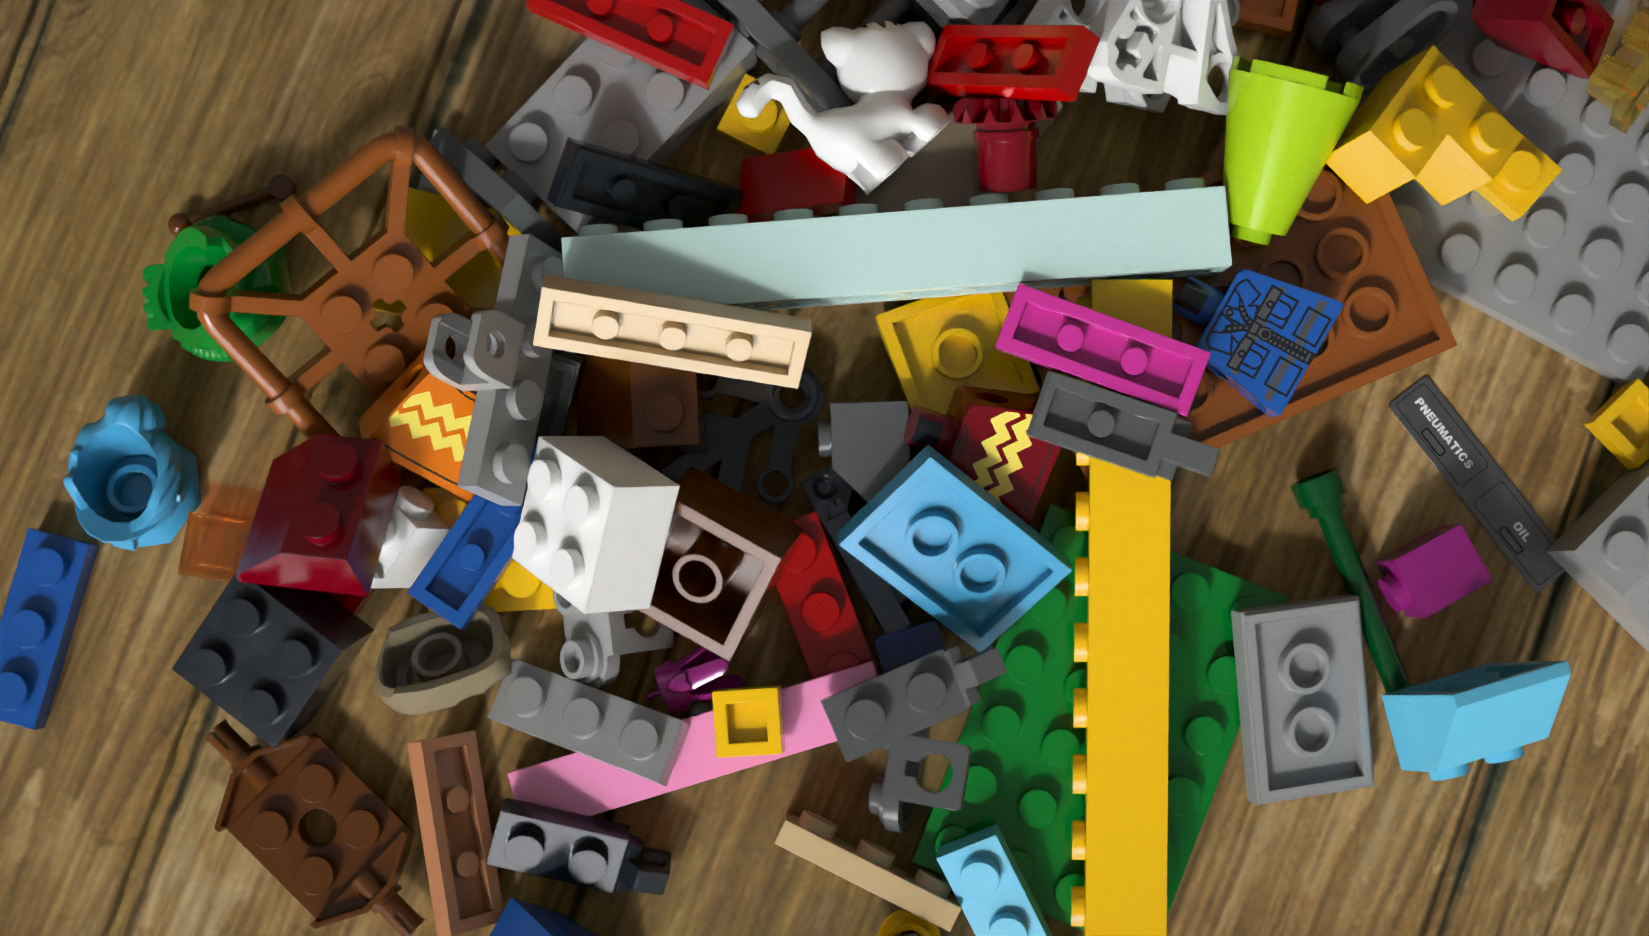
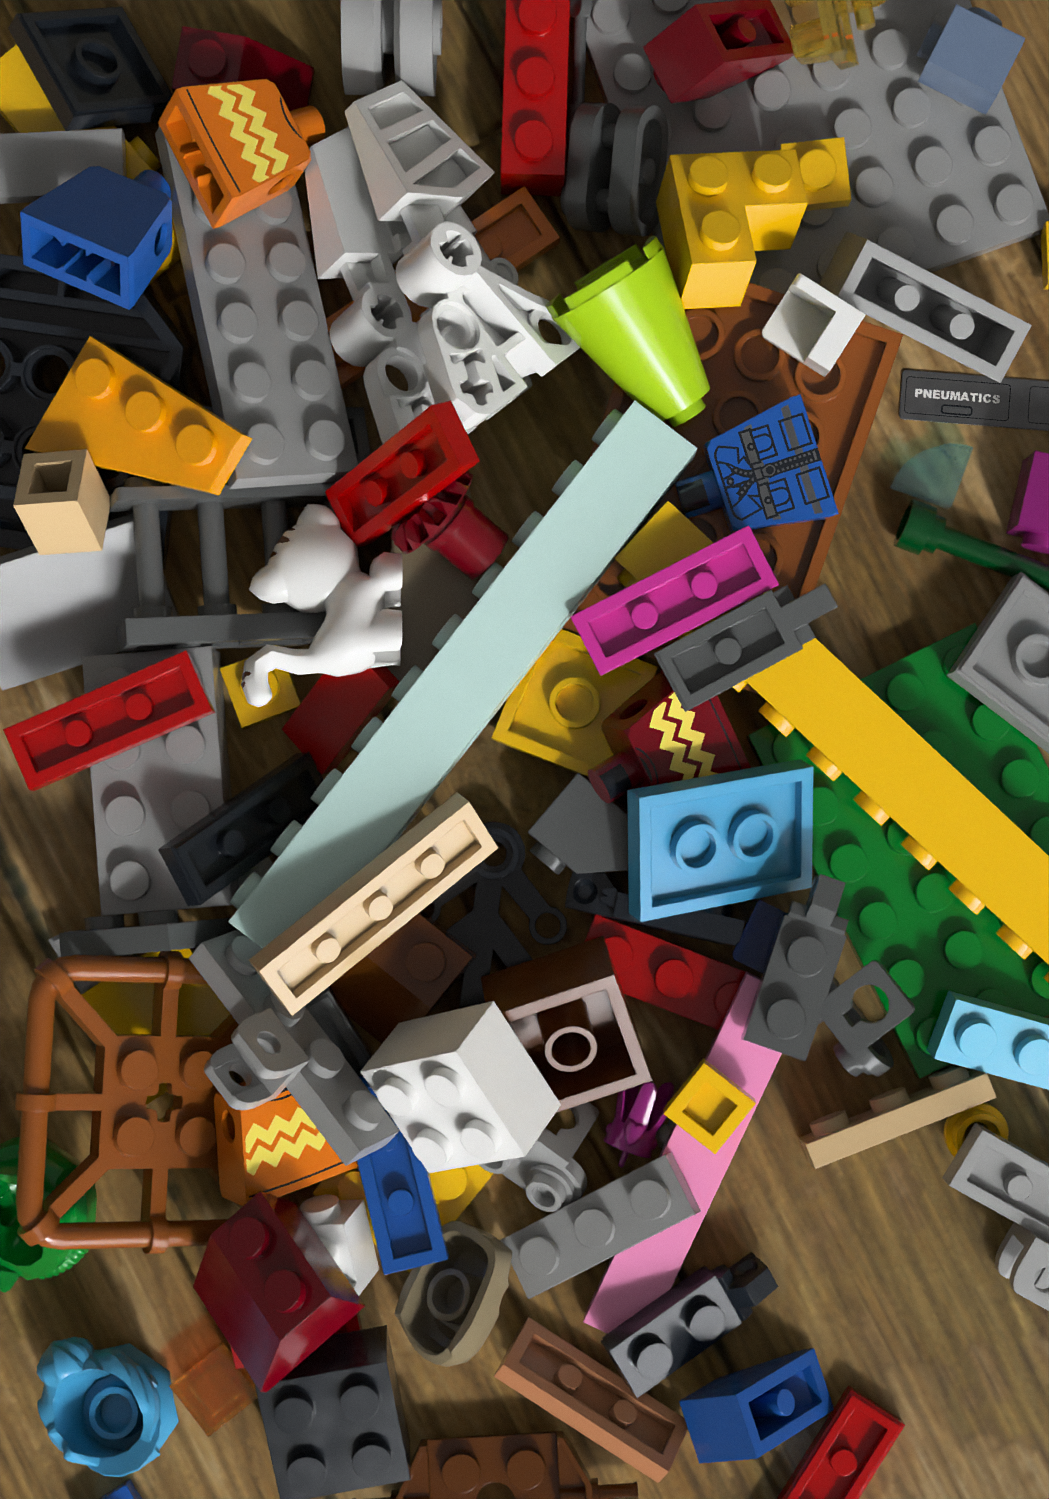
camera: 50 degrees left, 0 degrees up
(1370, 467) = (934, 474): none -> clear light blue tile
(1403, 269) = (812, 324): none -> white panel
(1492, 342) = (924, 306): none -> light grey brick

